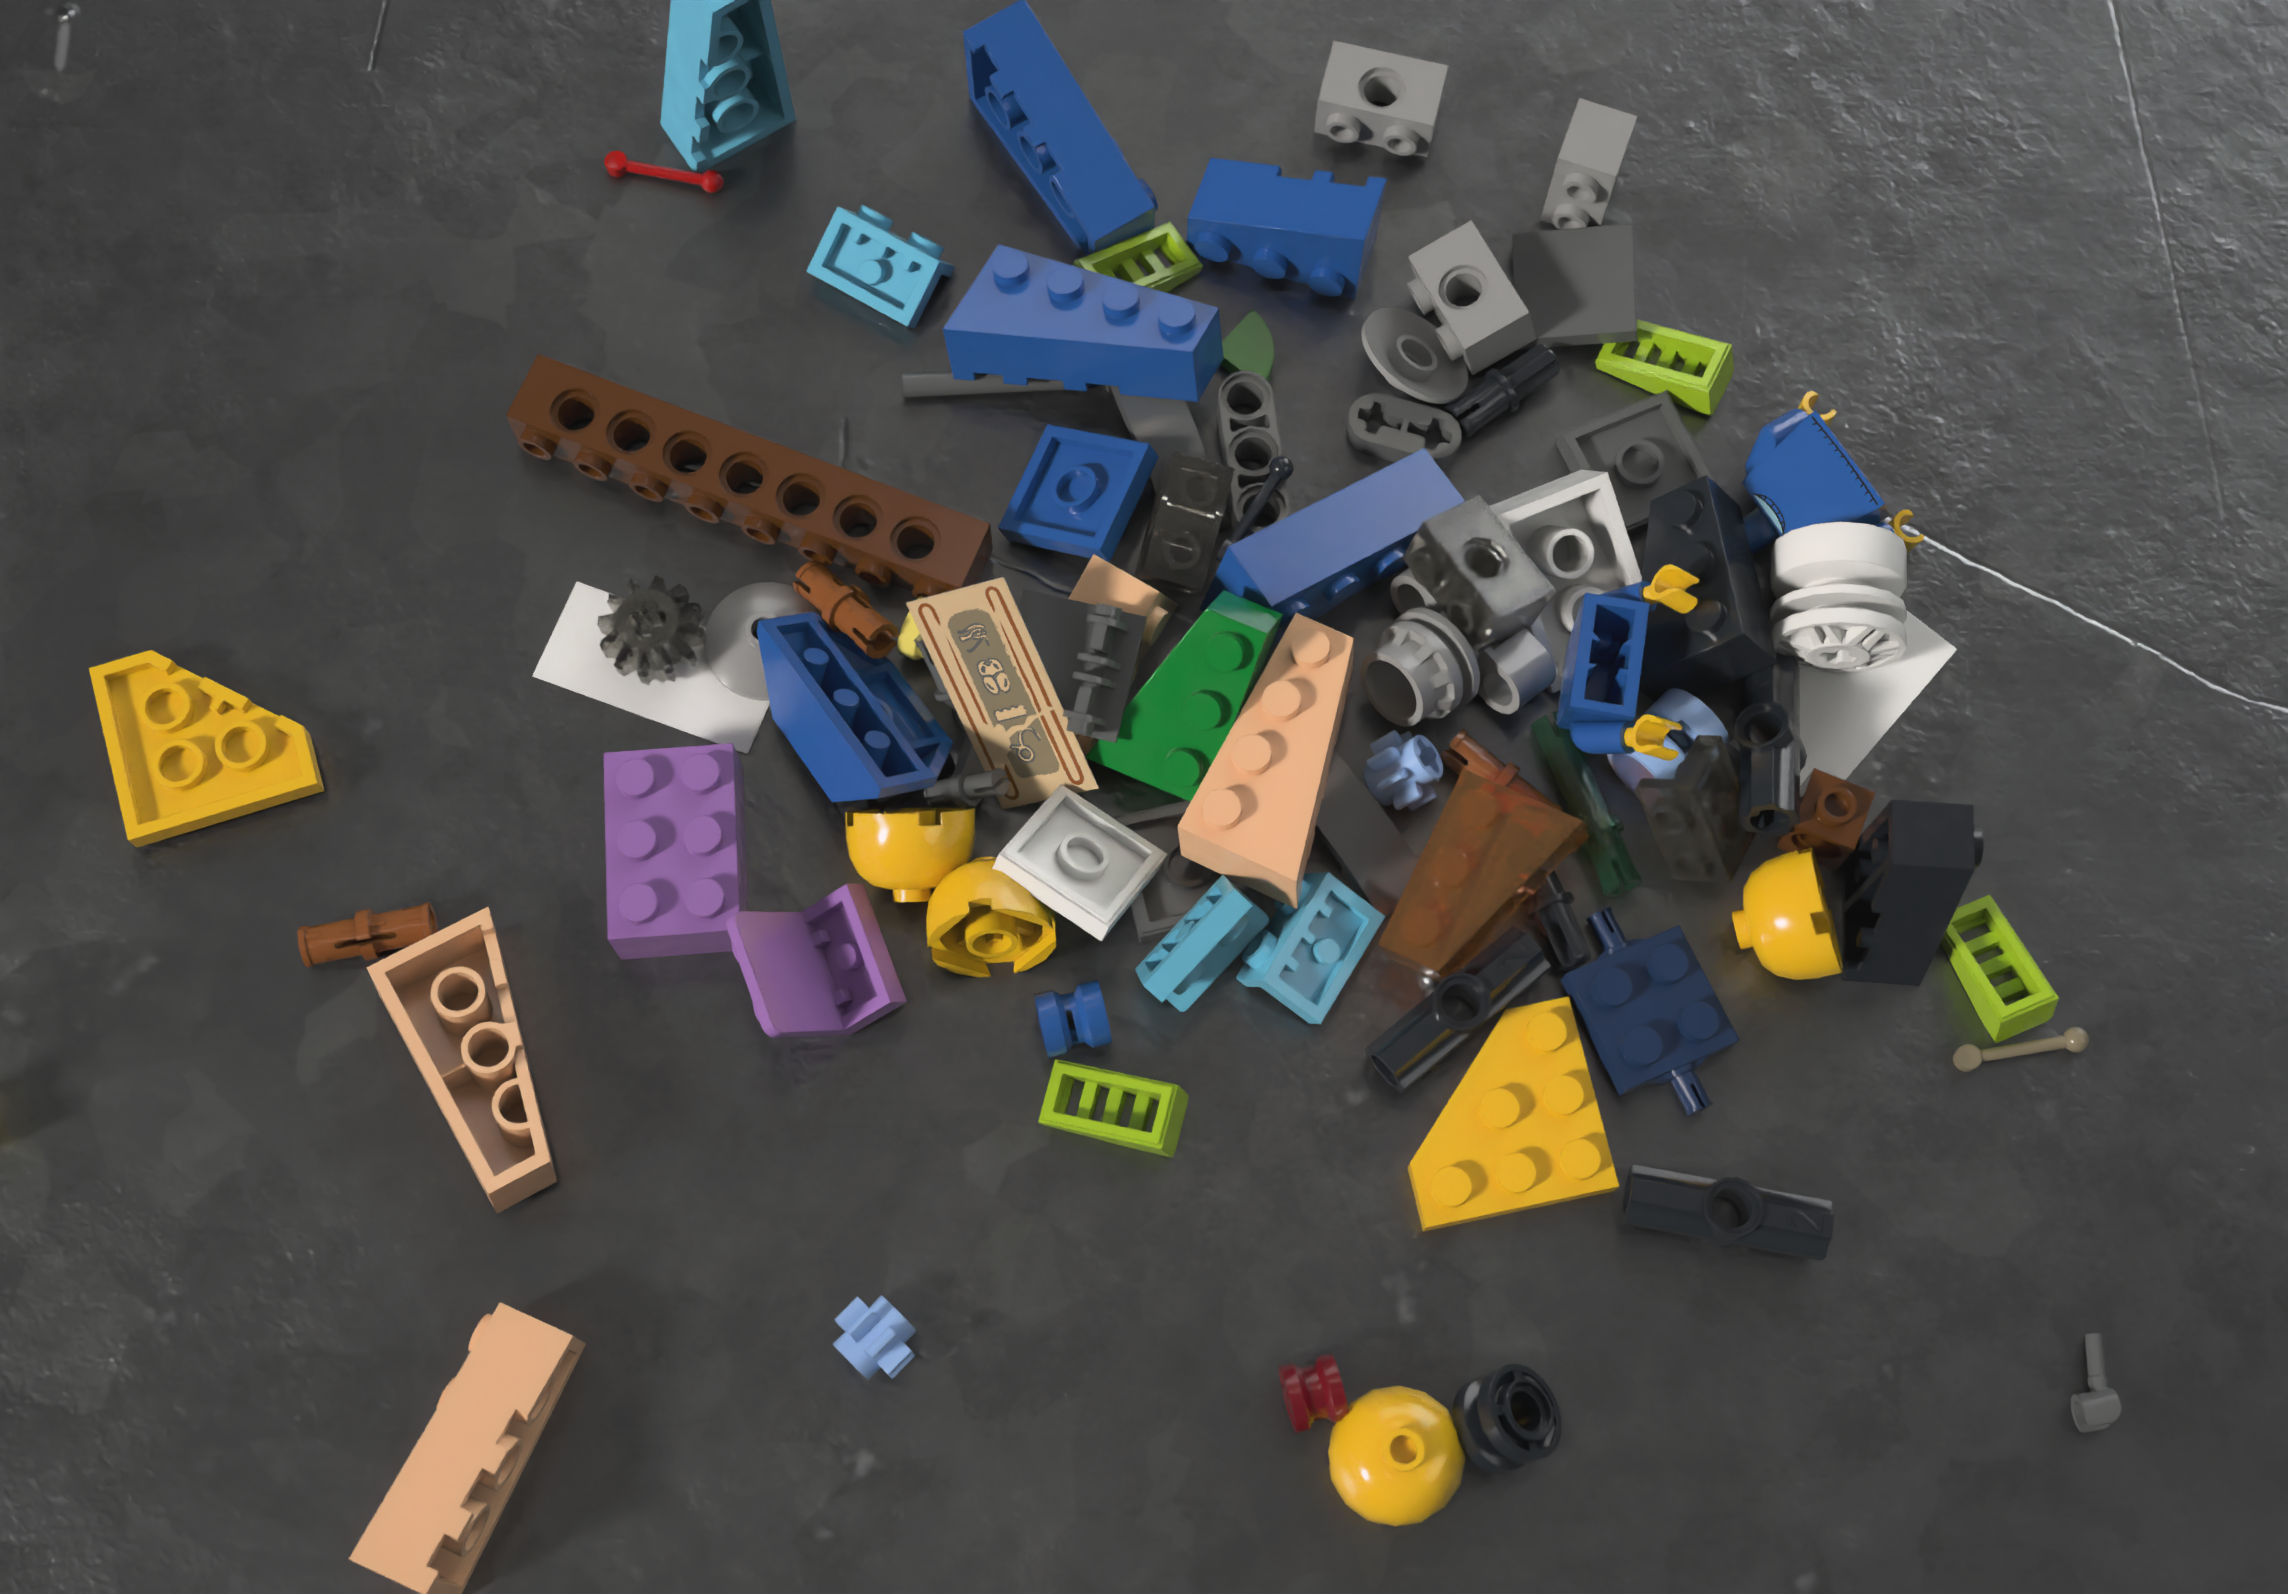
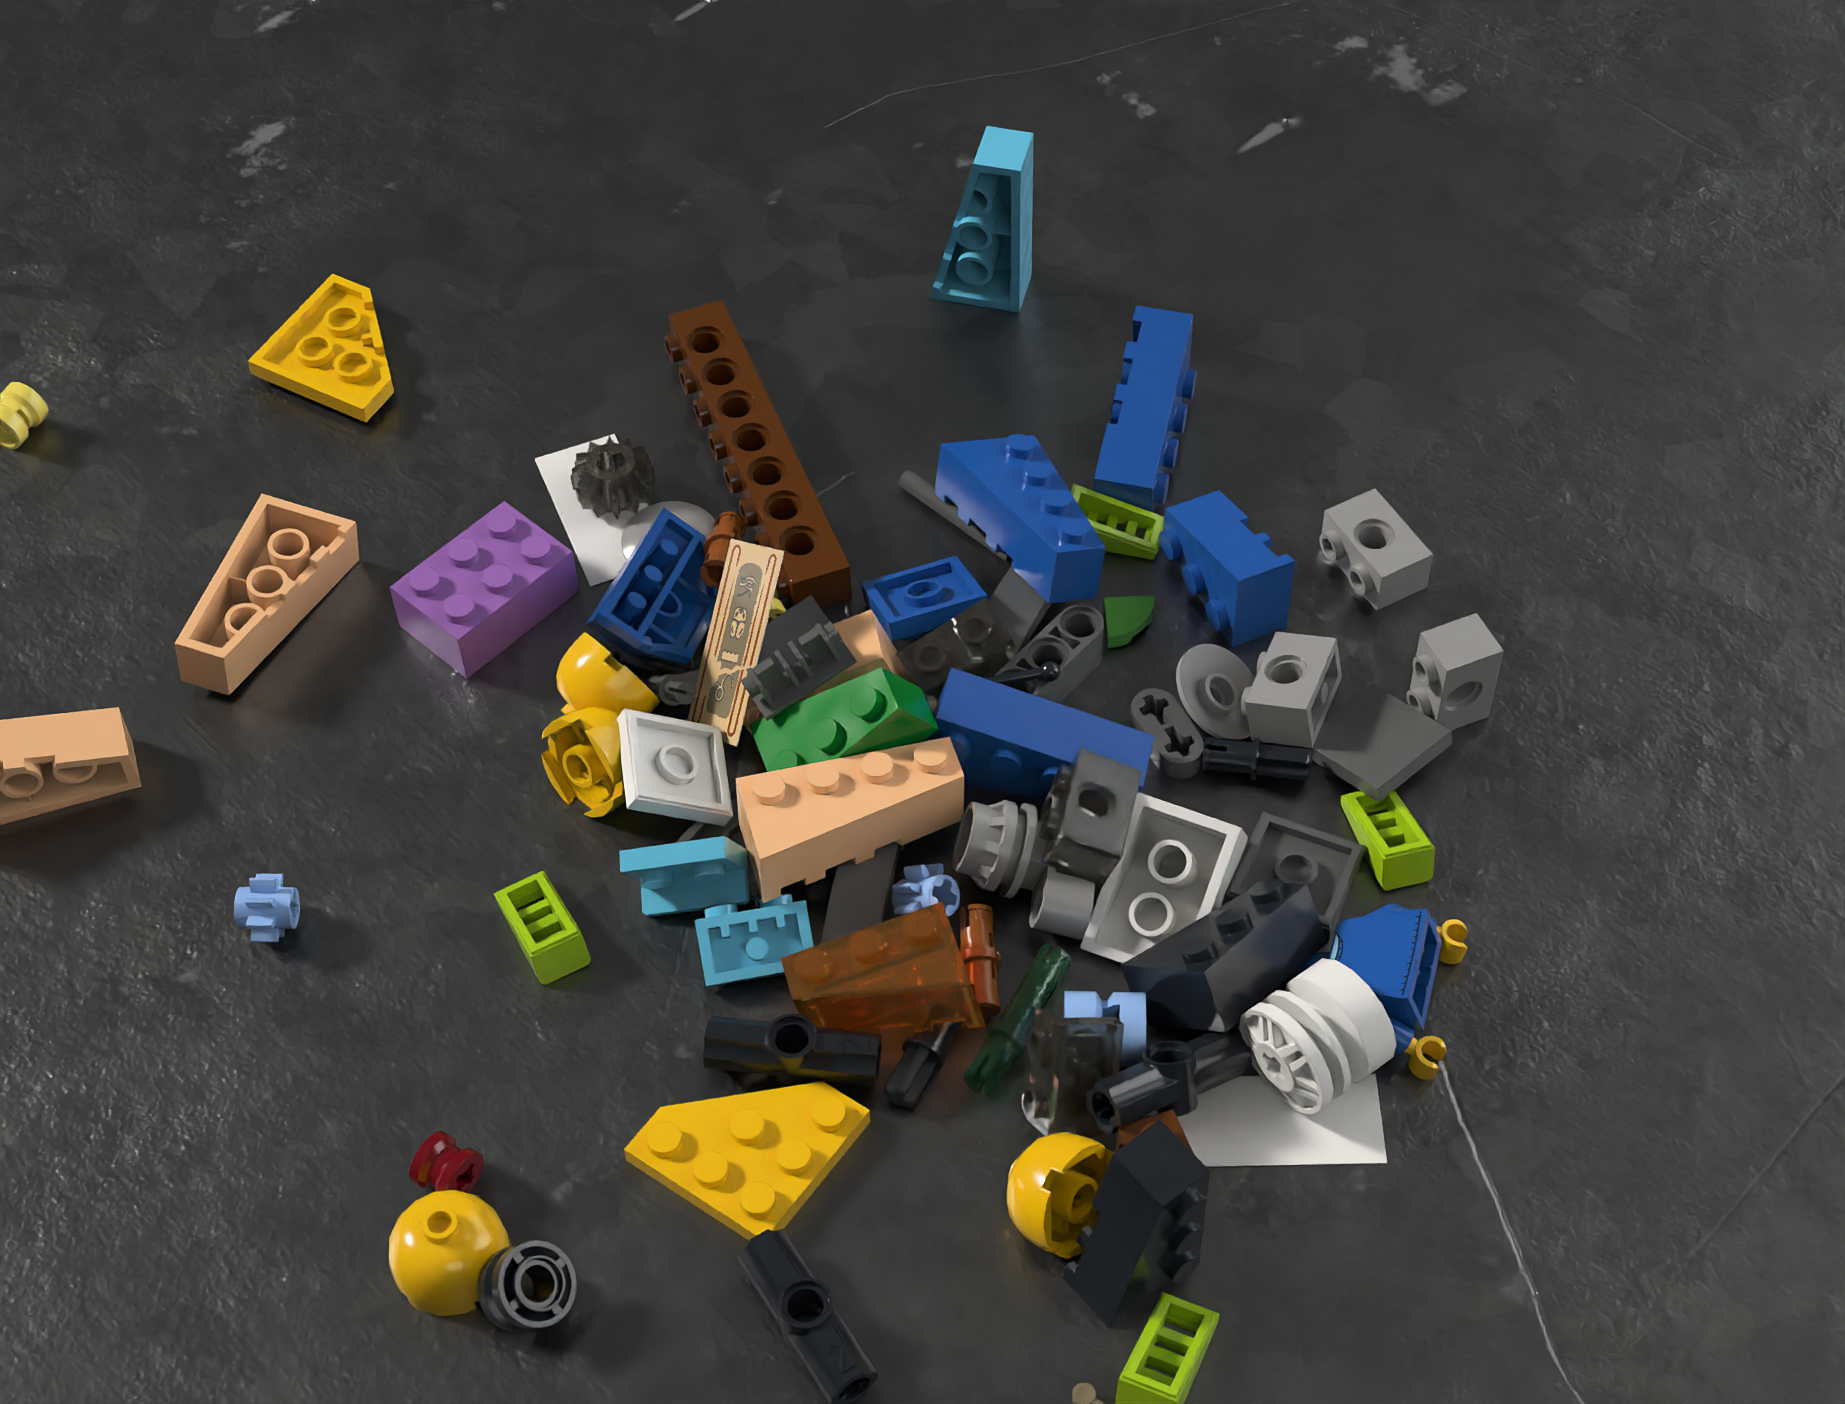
camera: 50 degrees right, 20 degrees down
(366, 934) = (270, 483): dark orange pin -> none
(618, 165) = (894, 261): red hinge -> none
(816, 967) = (471, 698): medium lavender bracket -> none
(879, 266) = (967, 402): medium azure bracket -> none
(1087, 1014) = (575, 854): blue wheel -> none
(1606, 666) = (1107, 926): blue torso -> none
(1649, 1011) = (910, 1168): dark blue plate -> none

